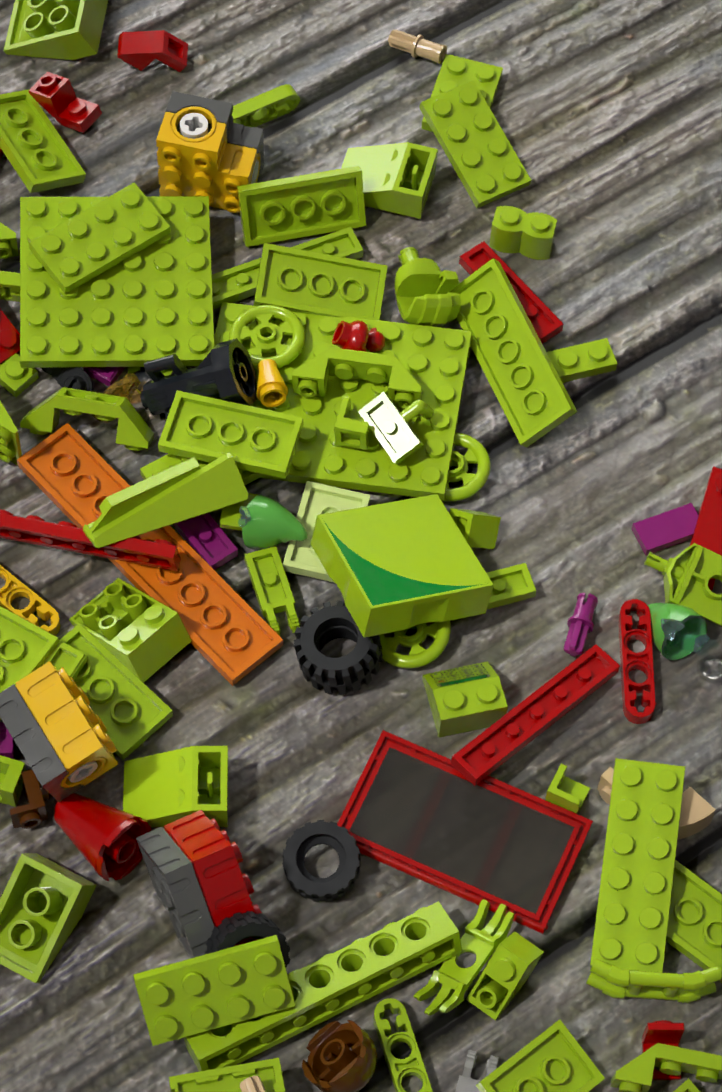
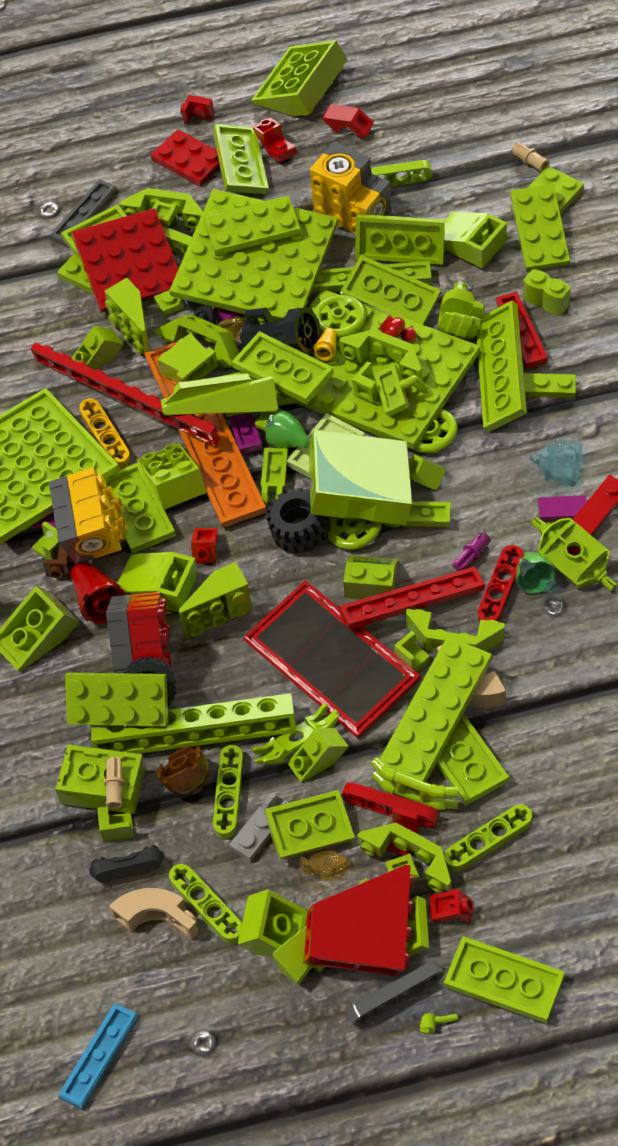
camera: 30 degrees right, 5 degrees down
(67, 657) = (120, 482): lime tile -> none
(88, 459) = (187, 360): none -> lime hips
(221, 718) = (204, 544): none -> red bracket
(287, 788) = (216, 601): none -> lime slope
(321, 888) = (241, 662): black tyre -> none
(560, 747) = (420, 622): none -> lime slope
(627, 1015) = (384, 802): none -> red beam
(639, 465) = (560, 461): none -> clear light blue slope

